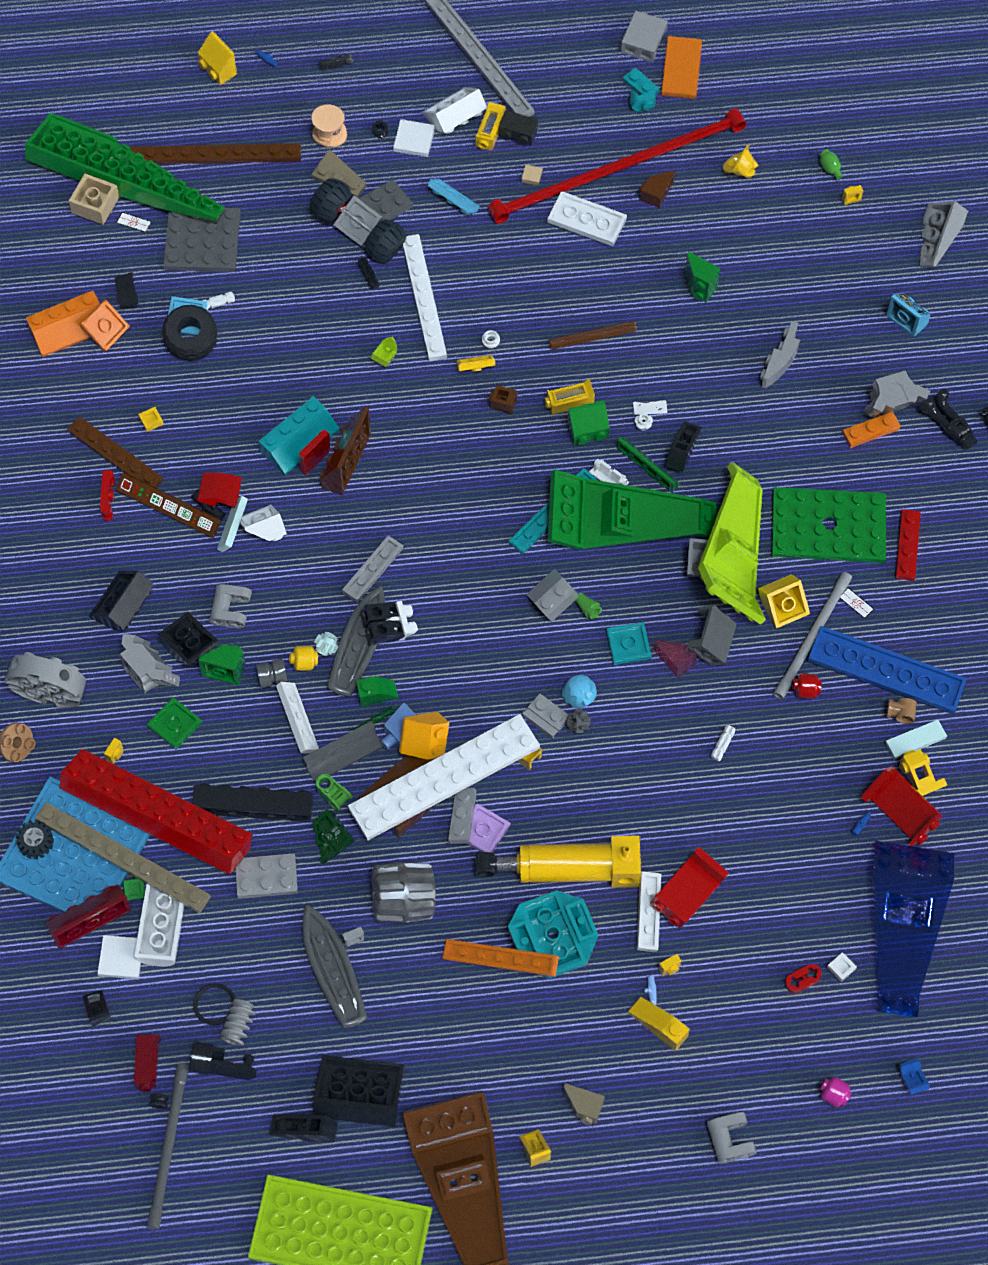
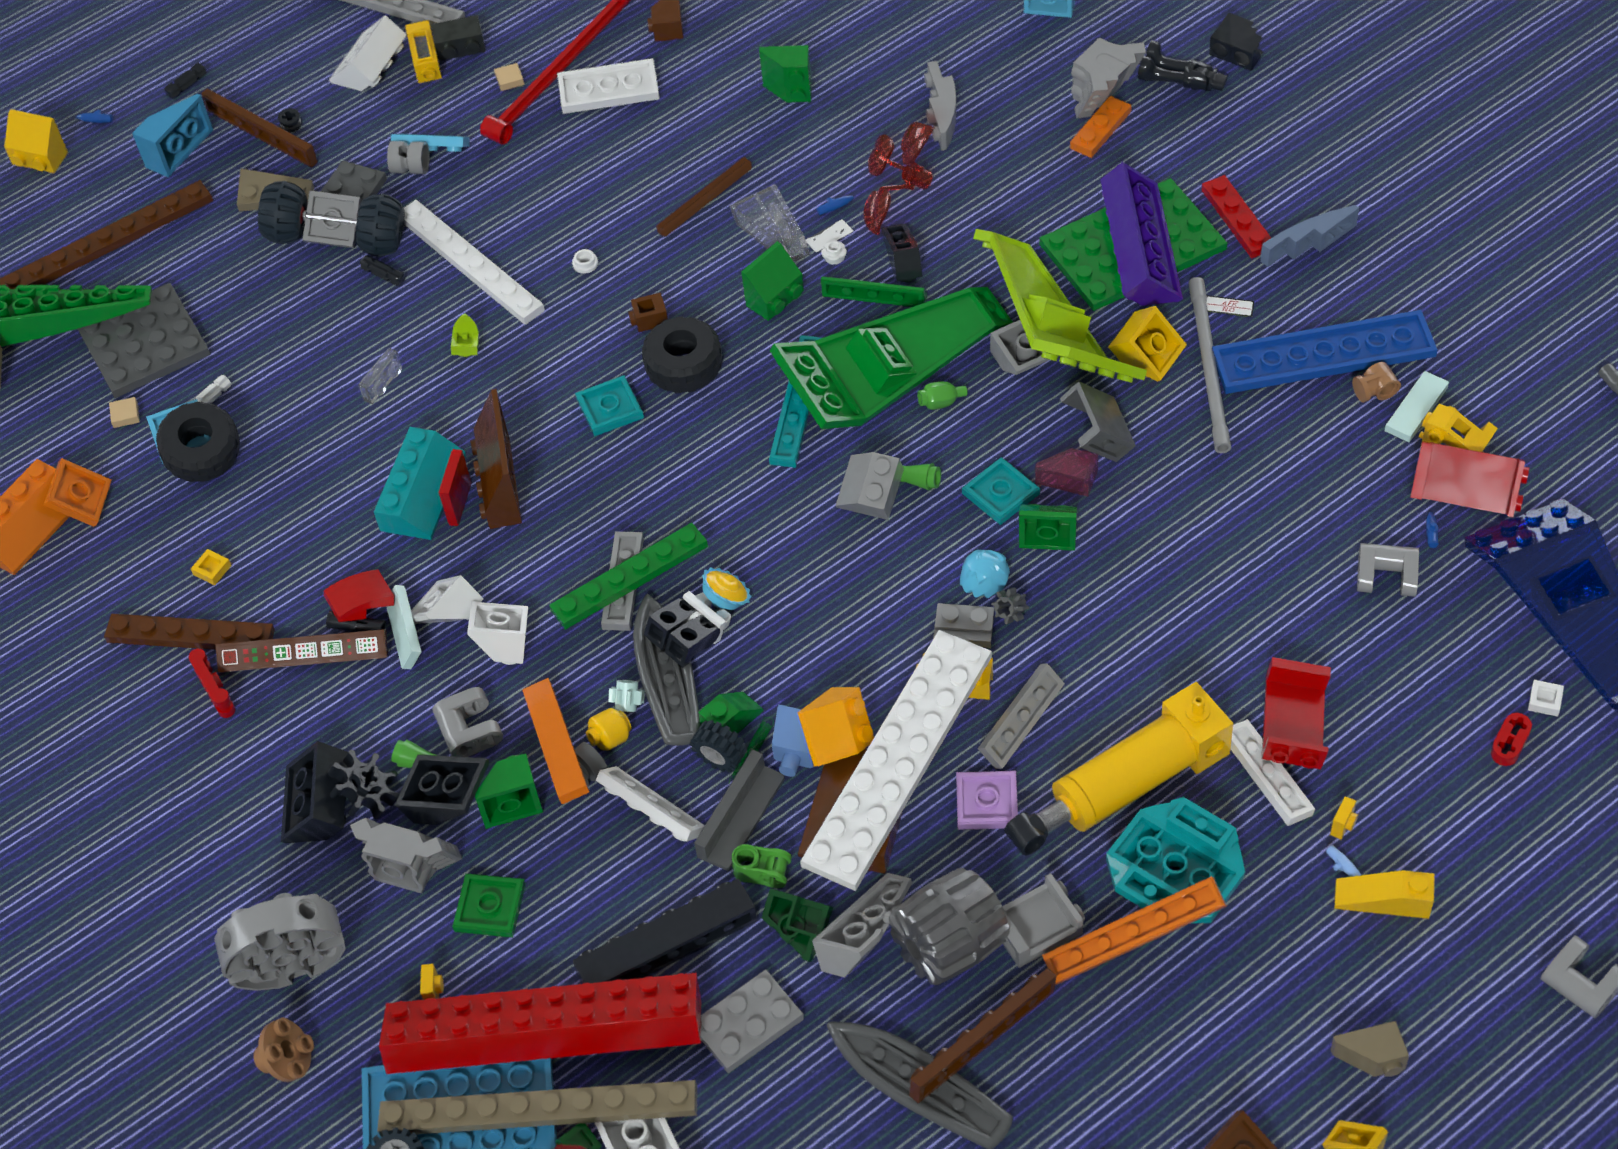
camera: 25 degrees left, 10 degrees down
(126, 290) = (80, 442): black slope -> none
(133, 222) = (39, 367): white sticker -> none
(144, 606) = (363, 784): none -> black gear
(163, 284) = (124, 412): none -> tan tile
(186, 604) = (406, 753): none -> bright green cone
(267, 648) = (555, 741): none -> orange tile
(282, 559) = (499, 630): none -> white slope
(298, 102) = (172, 135): none -> dark azure slope
(317, 350) = (380, 376): none -> clear plate
(329, 126) = (224, 142): light nougat hat -> none
(353, 936) = (920, 1025): light grey tile -> none
(354, 707) = (718, 746): none -> black wheel
(357, 125) = (259, 128): none -> reddish brown tile
(358, 861) = (860, 927): none -> light grey wedge
(375, 964) = (974, 1041): none -> reddish brown plate
(376, 569) = (628, 576): none -> green plate
(414, 138) = (338, 109): white tile -> none
(425, 610) = (724, 589): none -> piece
(431, 201) = (407, 157): none -> light grey wheel
(441, 447) = (609, 405): none -> teal tile
(458, 918) = (1041, 921): none -> light grey panel
(462, 816) = (951, 797): light grey plate -> none
(475, 363) = (586, 294): yellow plate -> none
(503, 426) = (681, 337): none -> black tyre
(536, 792) = (1021, 716): none -> light grey plate
(569, 397) = (725, 271): yellow window -> none
(603, 472) = (826, 324): white hinge -> none
(618, 380) = (770, 220): none -> clear wedge
(635, 683) = (1047, 527): none -> green slope
(637, 558) = (940, 395): none -> bright green plant
(667, 387) = (833, 204): none -> blue helmet
(723, 743) = (1200, 534): white axle -> none
(727, 398) = (914, 175): none -> clear red plant
(807, 686) = (1249, 417): red head -> none
(820, 826) = (1388, 558): none -> light grey connector
(831, 526) = (1140, 237): none -> dark purple slope
(947, 586) = (1314, 232): none -> sand blue slope

